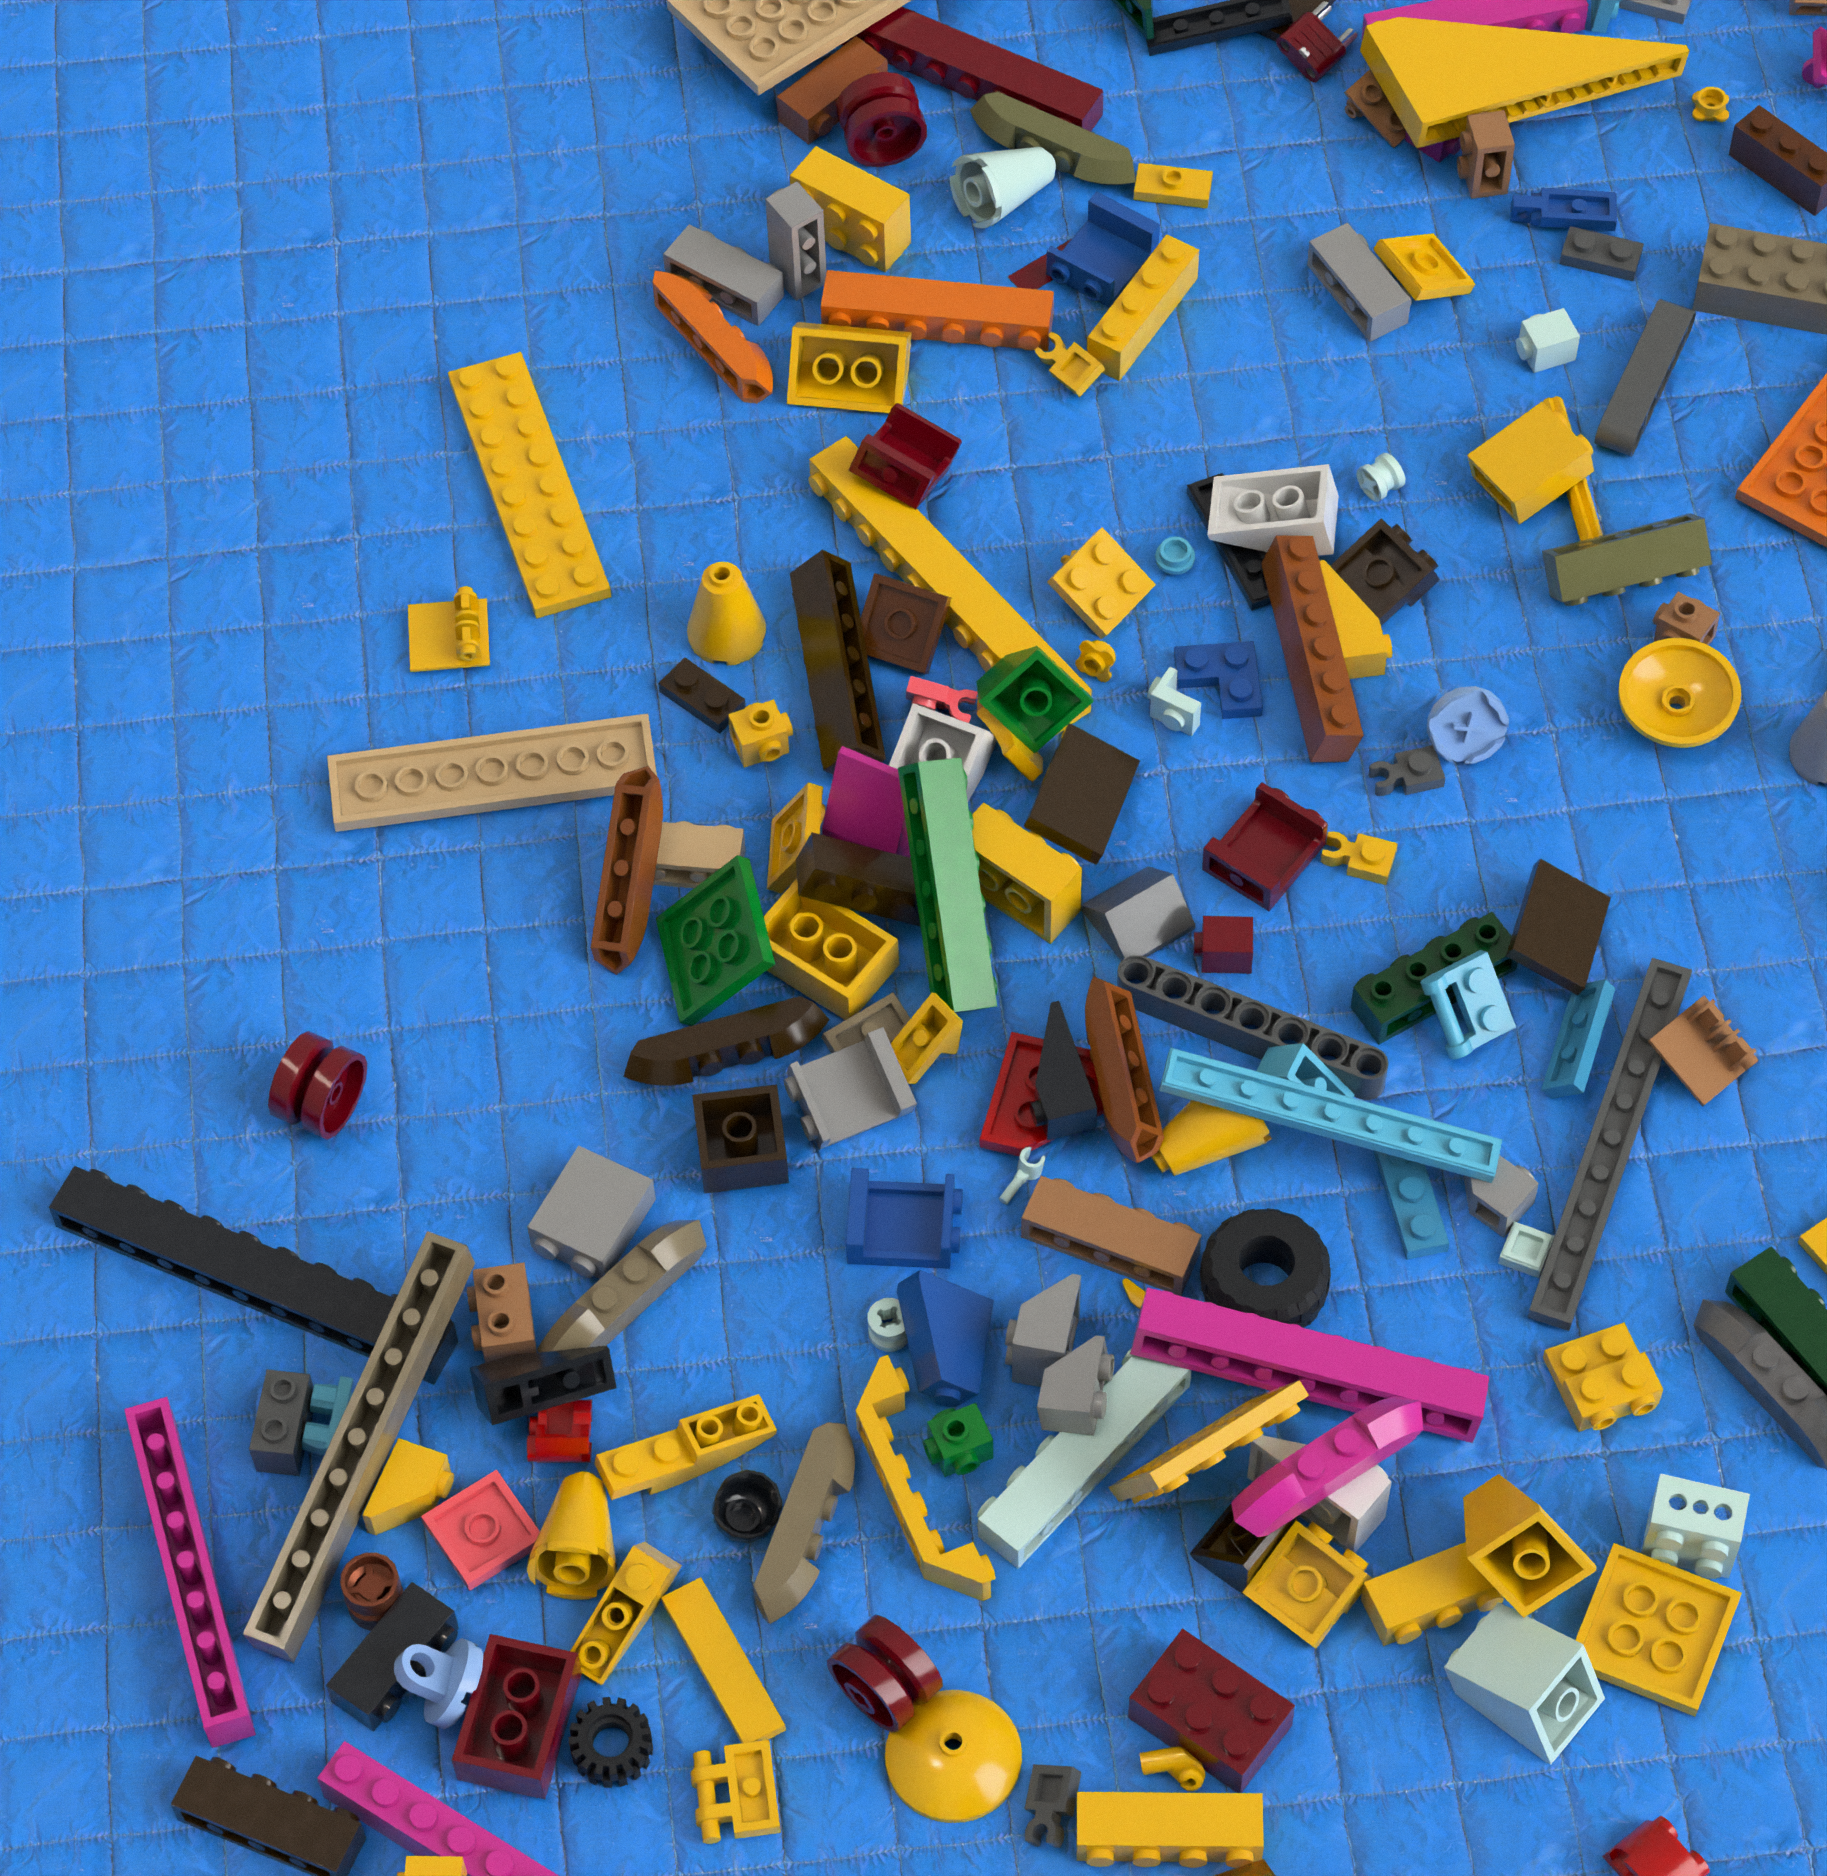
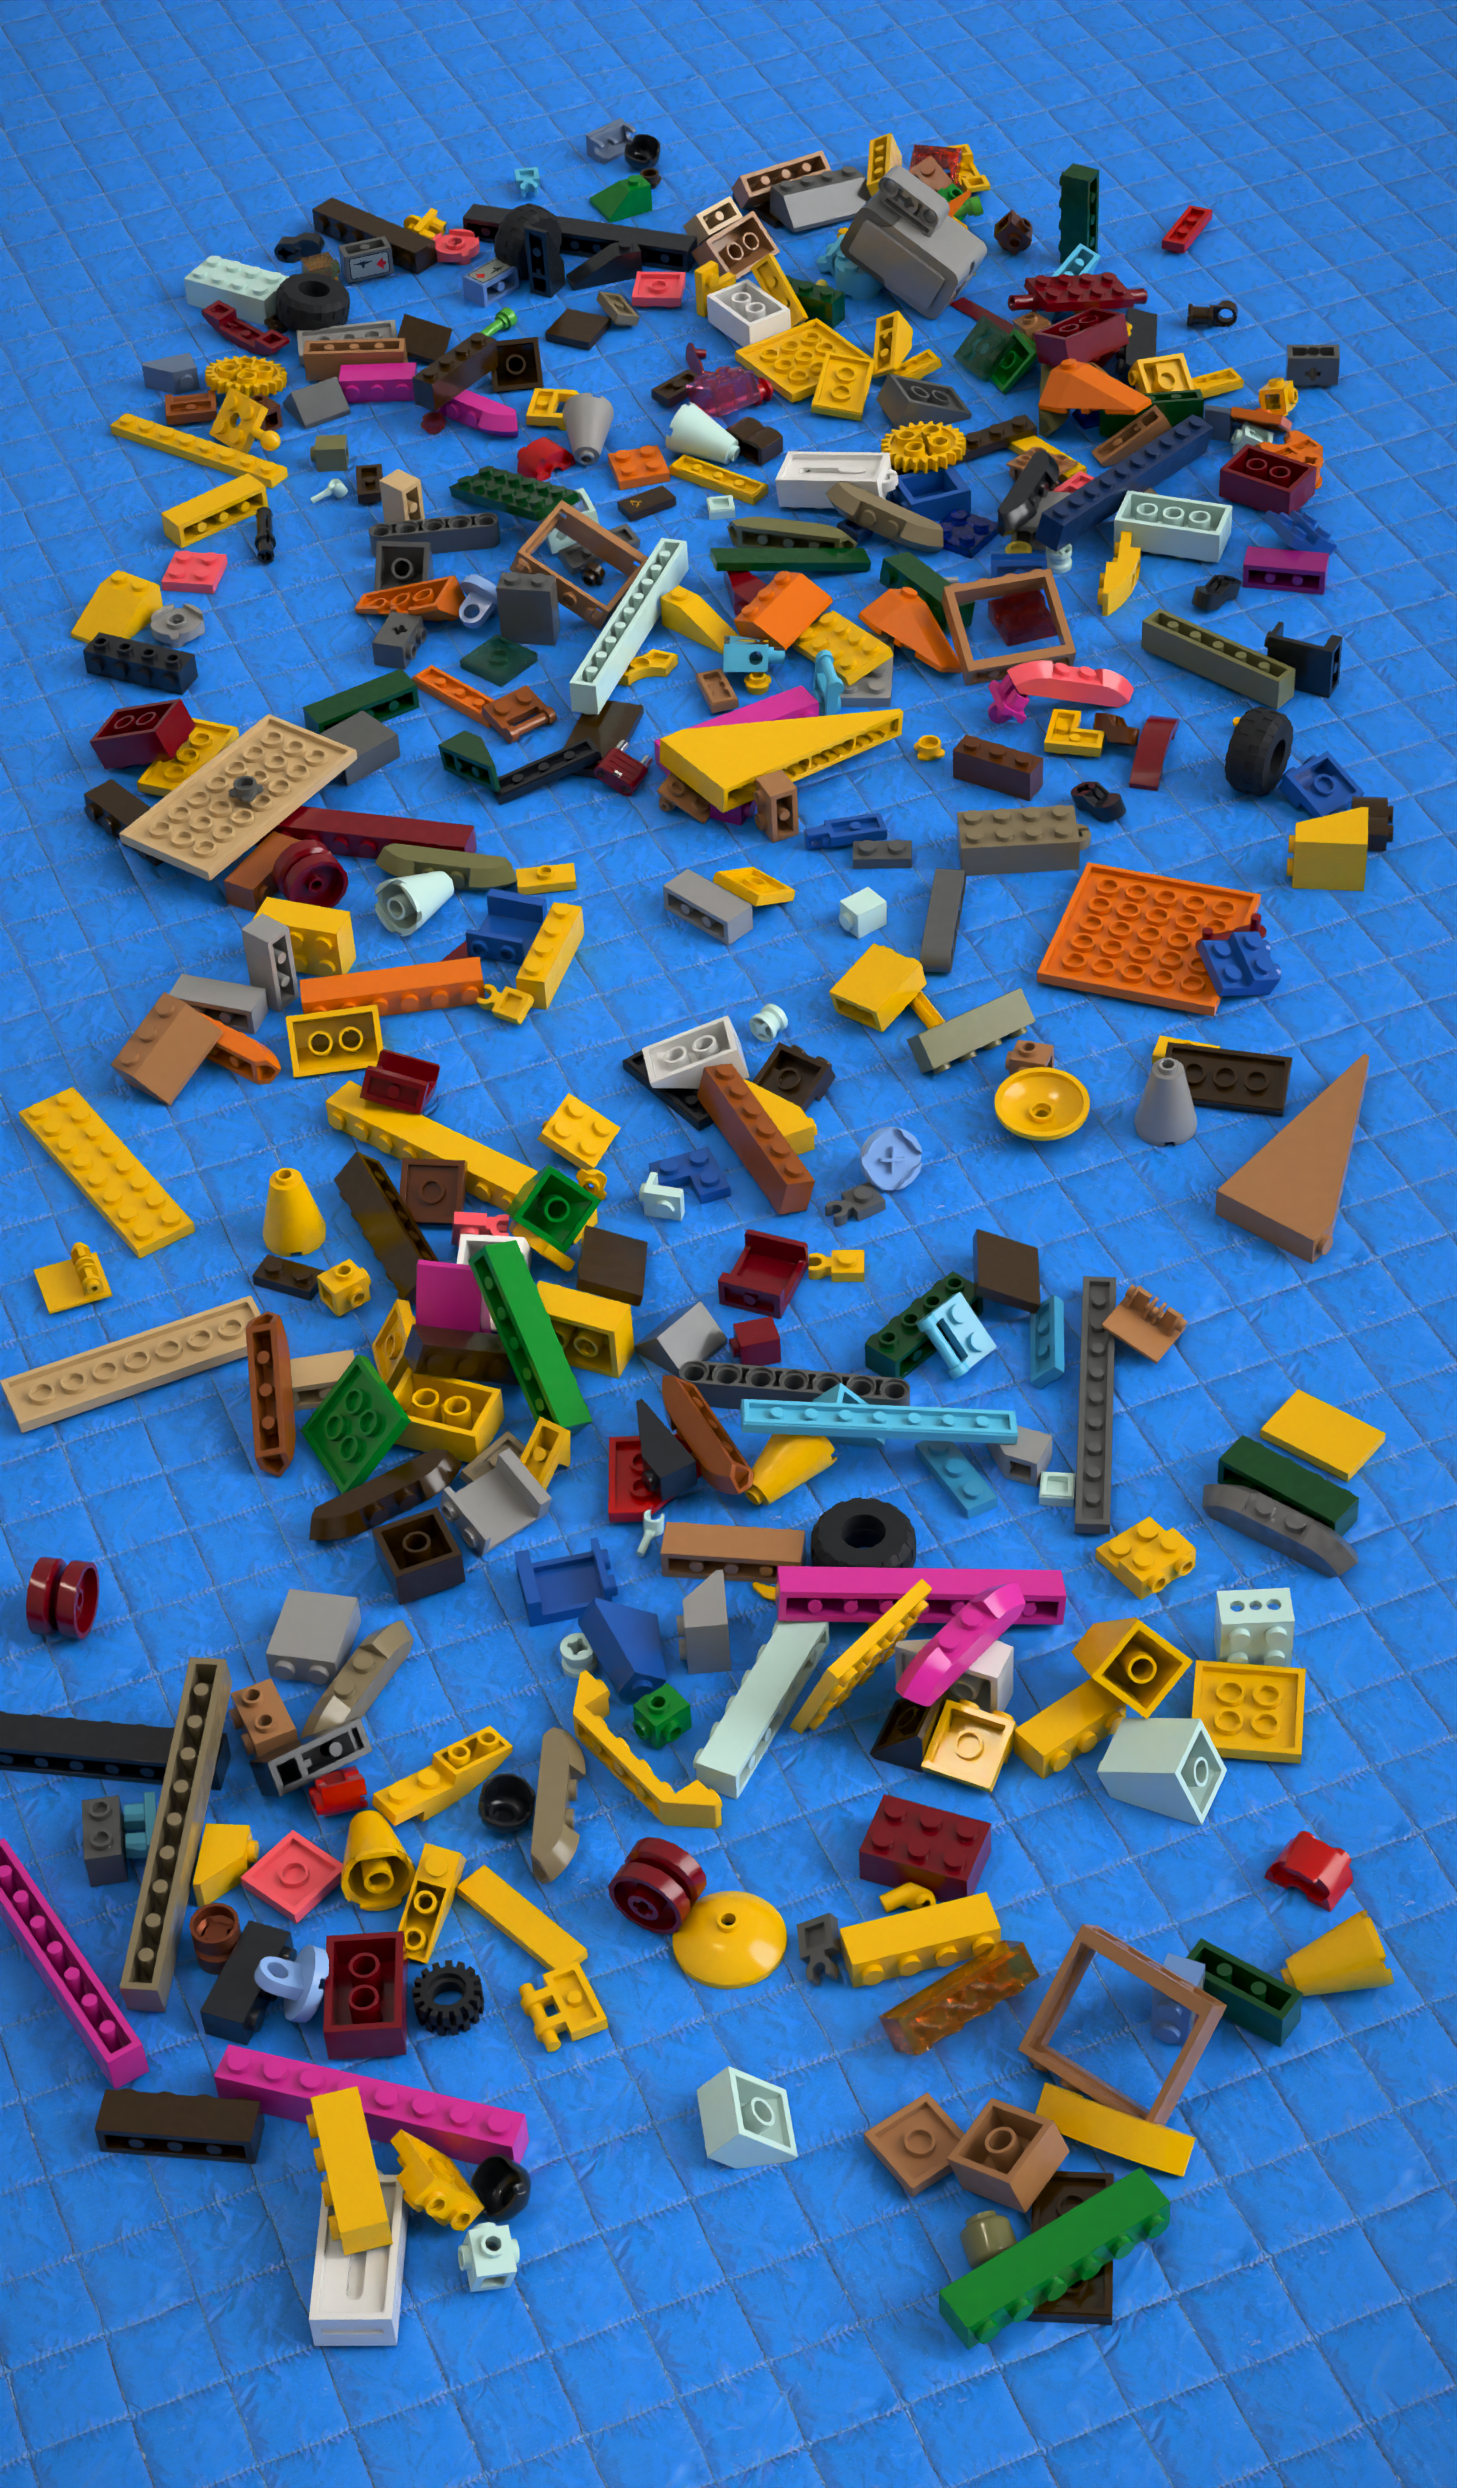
camera: 15 degrees left, 15 degrees down
(641, 333) = (166, 1049): none -> medium nougat slope
(1073, 1389) = (742, 1651): light grey slope -> none
(1175, 556) = (628, 1106): medium azure plate -> none

